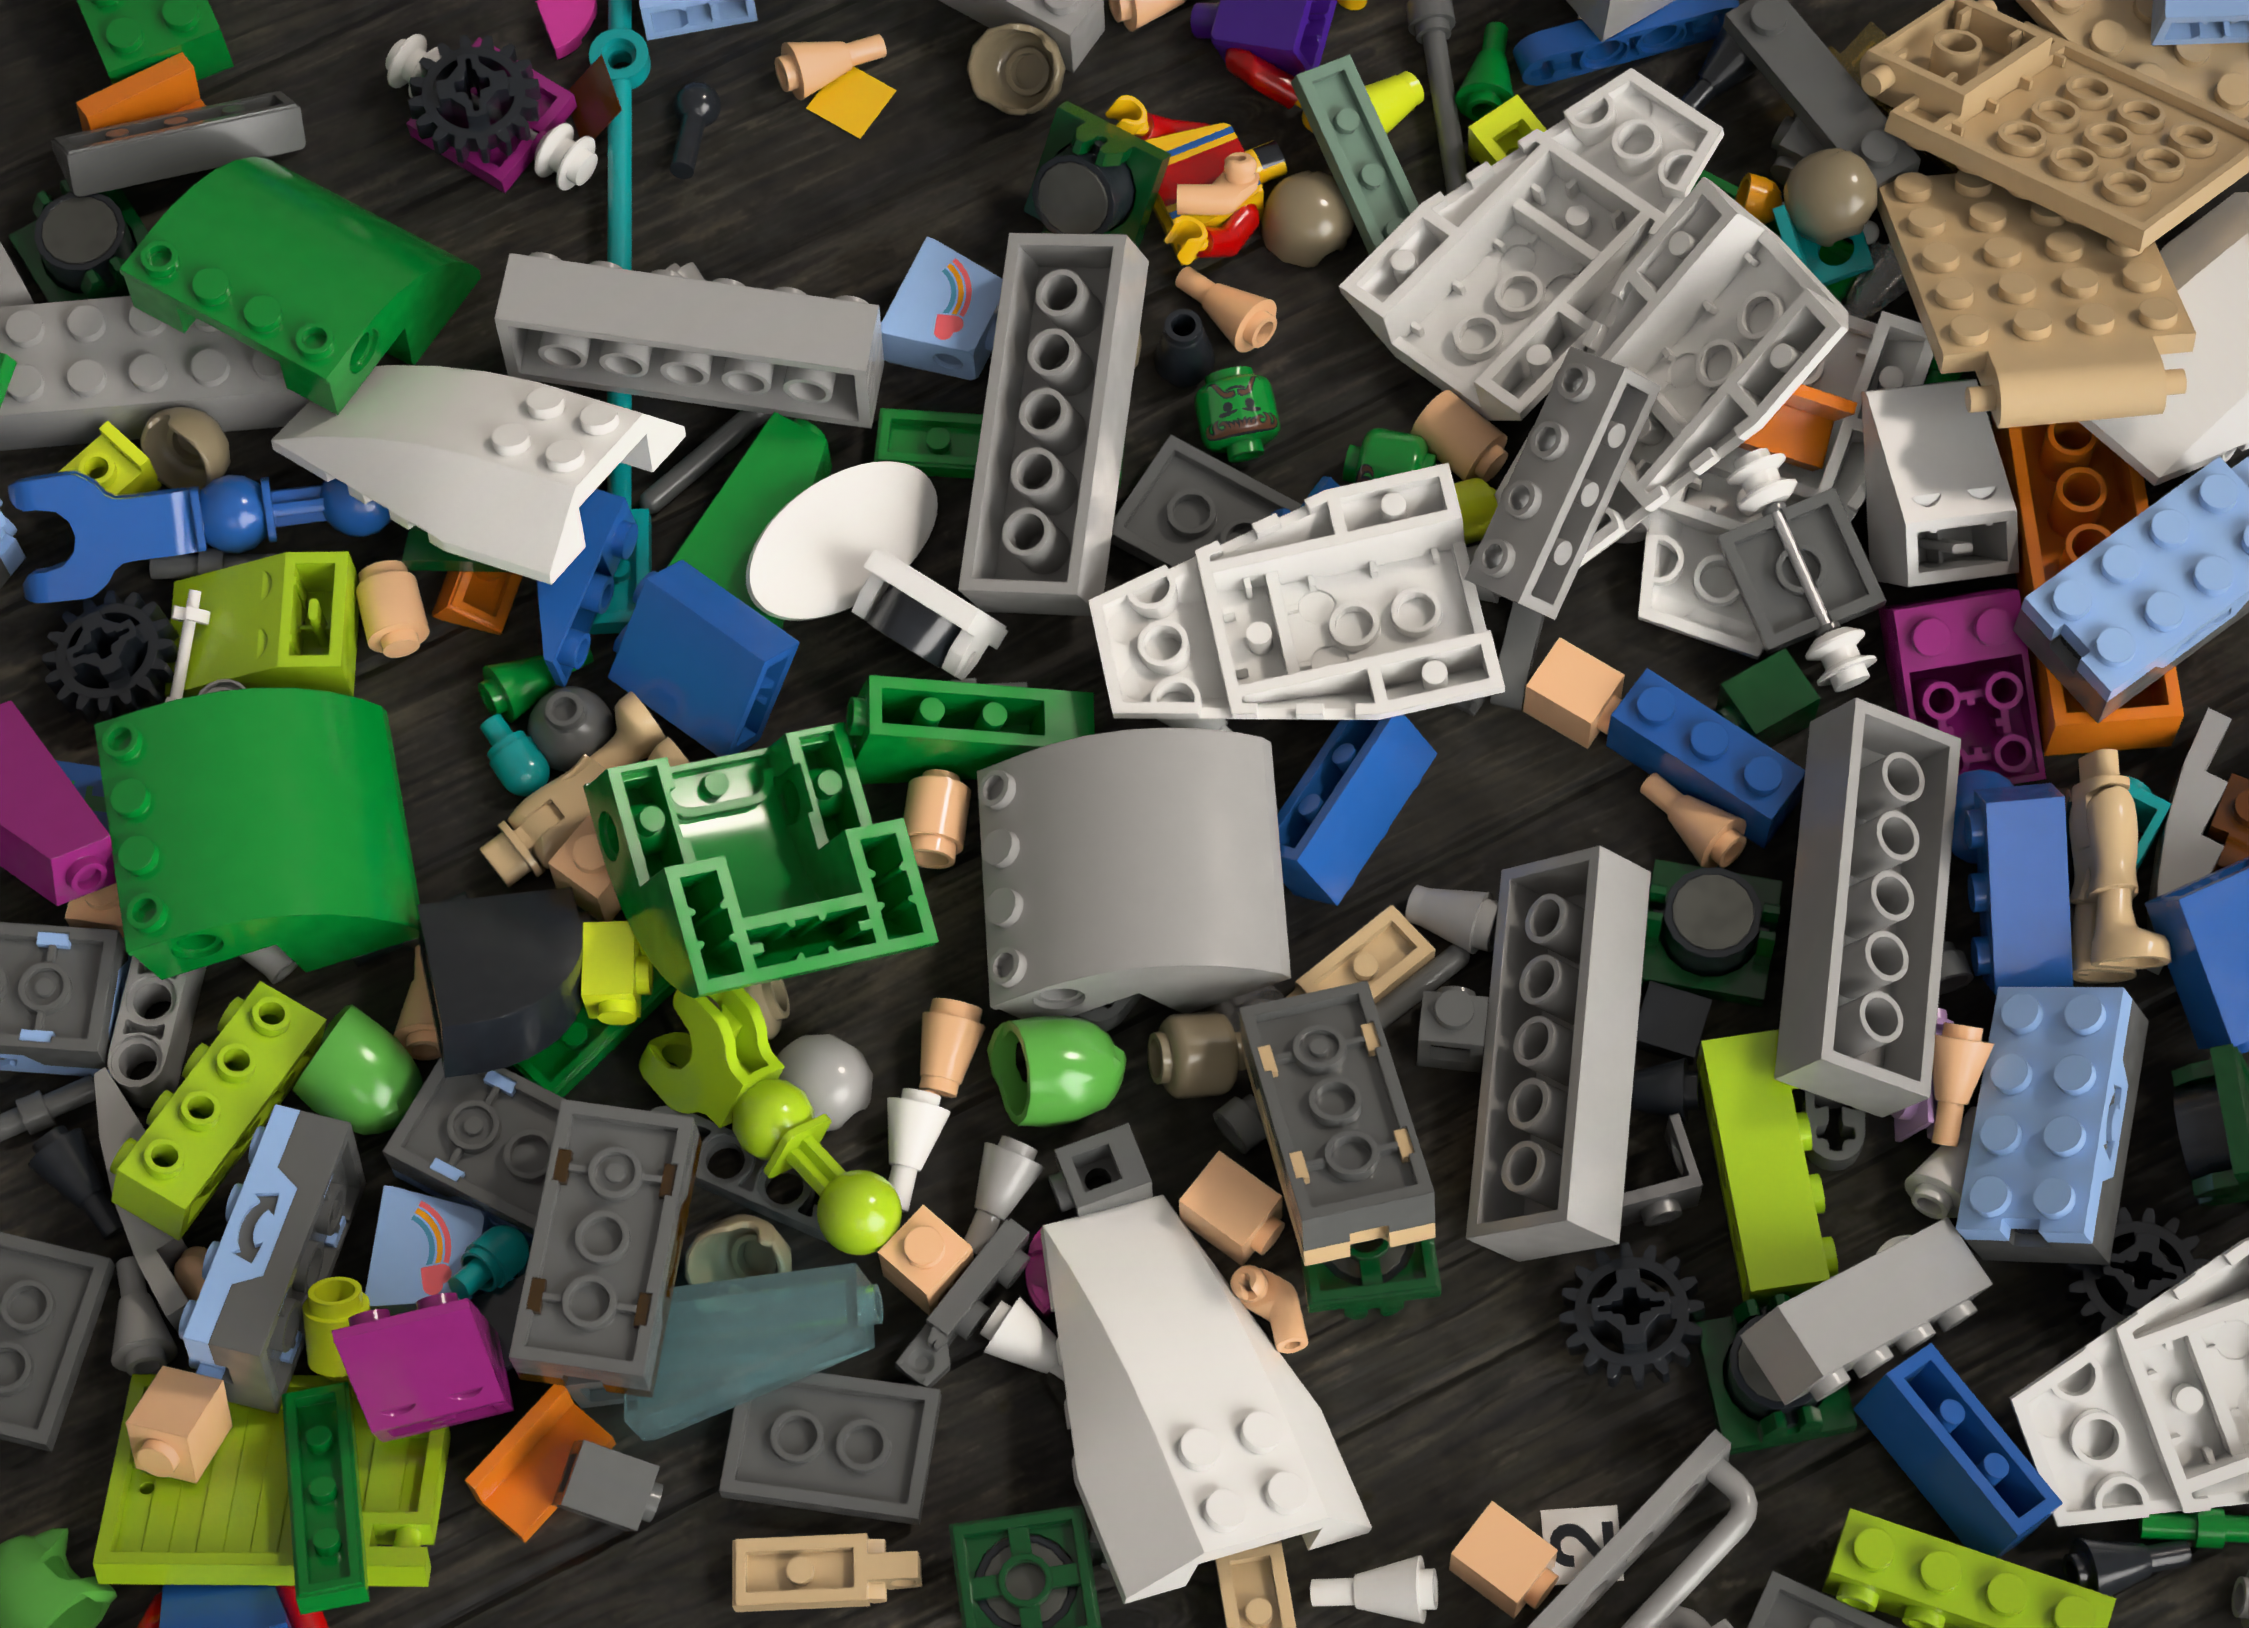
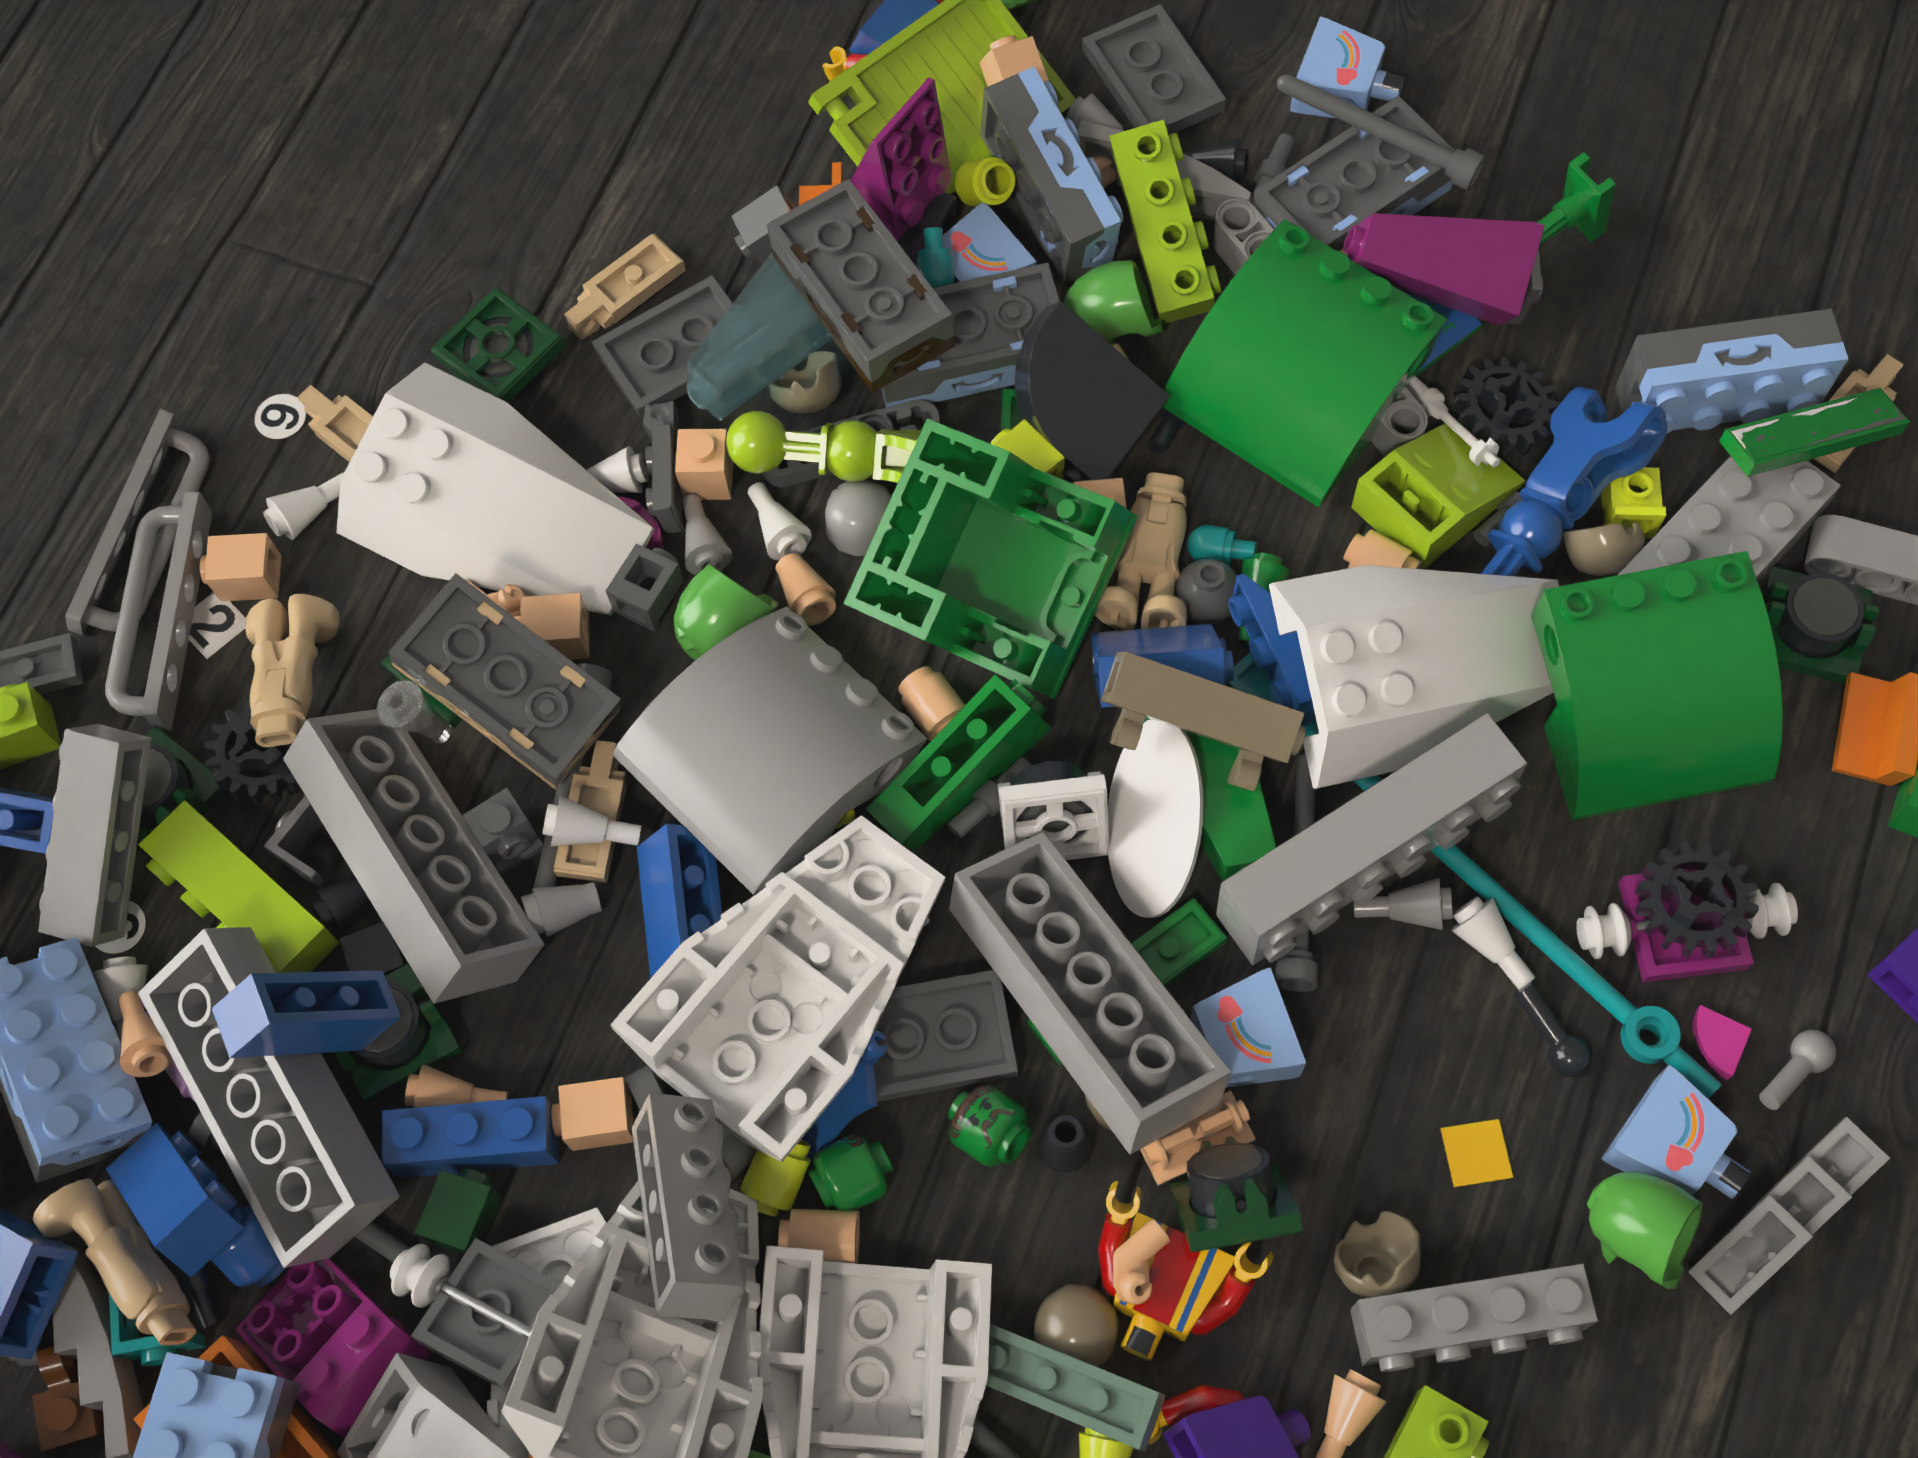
camera: 140 degrees right, 0 degrees up
(179, 143) = (1844, 723): dark grey slope -> none
(324, 1498) = (891, 82): green tile -> none
(595, 100) = (1632, 987): reddish brown sticker -> none
(661, 234) = (1485, 931): none -> white cone
(723, 550) = (1203, 708): none -> dark tan brick
(812, 65) = (1520, 1146): light nougat cone -> none
(1195, 1055) = (640, 686): dark tan head -> none
(1240, 315) = (1057, 1205): light nougat cone -> none
(1382, 959) = (576, 824): none -> white cone
(1460, 1195) = (406, 709): none -> clear cone
(1549, 1361) = (285, 662): none -> tan piece
(1779, 892) = (305, 1013): none -> blue brick

